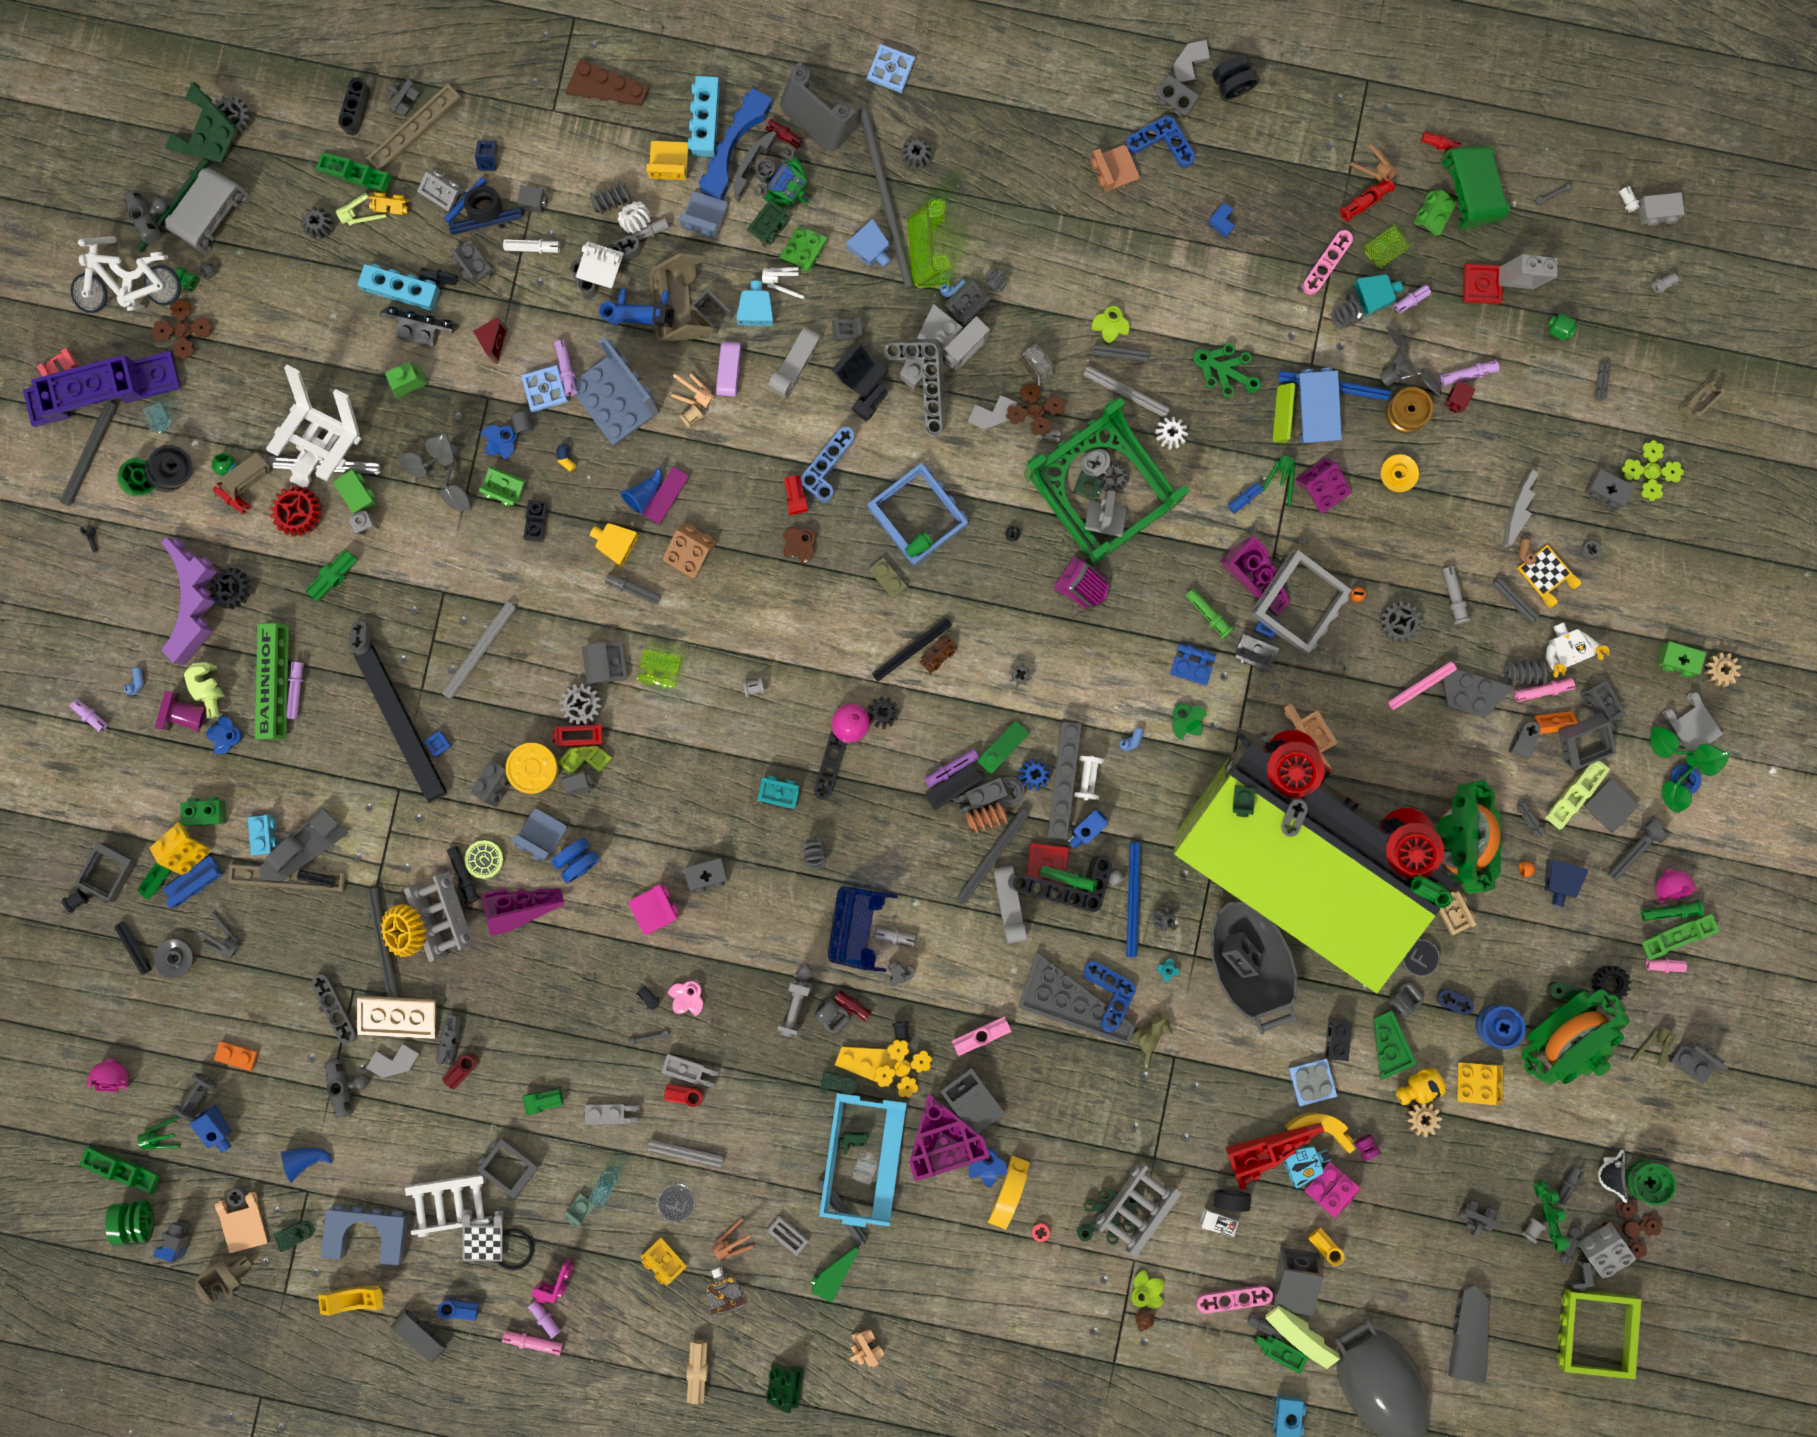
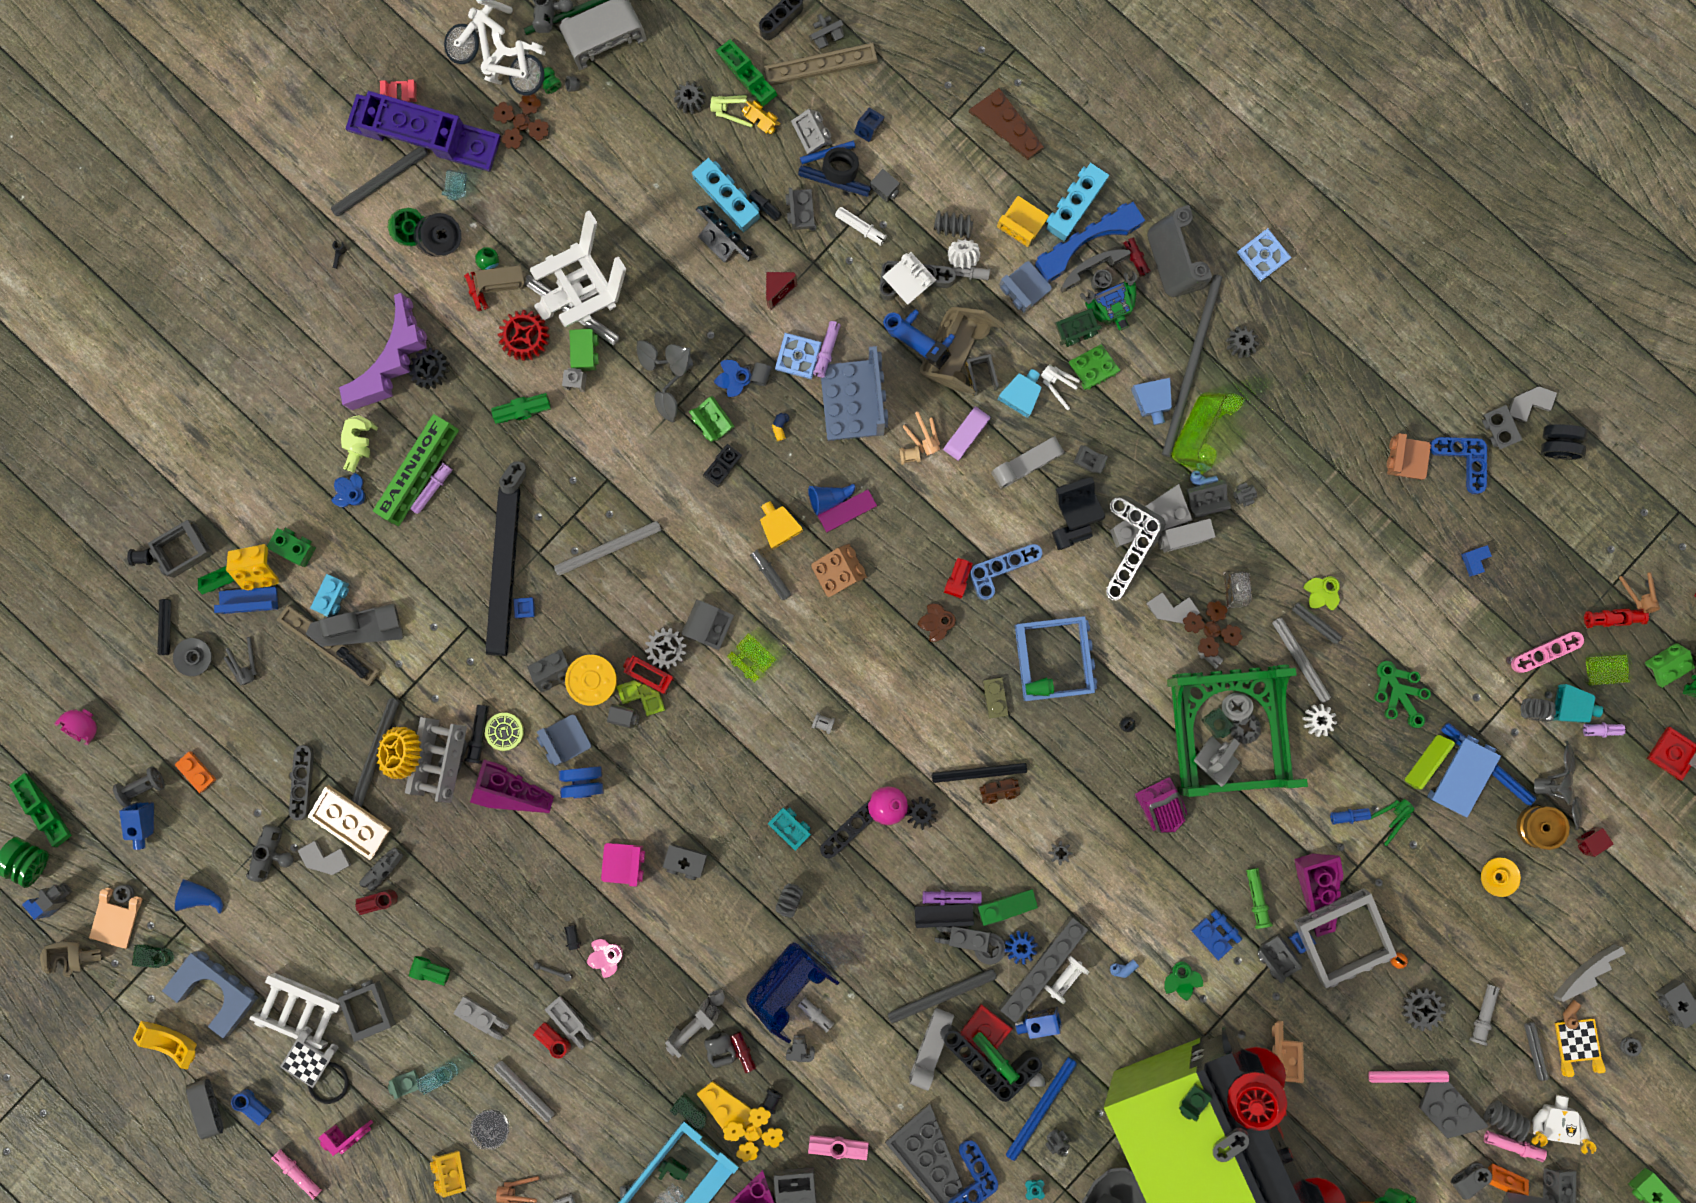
camera: 35 degrees right, 0 degrees up
(88, 715) = (245, 405): lavender pin -> none
(137, 683) = (303, 402): medium blue arm -> none
(150, 1138) = (81, 800): green plant -> none
(182, 714) = (321, 450): magenta plant -> none
(404, 378) = (684, 277): bright green torso -> none
(544, 1319) = (318, 1161): lavender pin -> none
(986, 817) = (955, 959): nougat piece -> none
(1324, 484) = (1428, 846): magenta bracket -> none
(1477, 370) = (1623, 827): lavender pin -> none

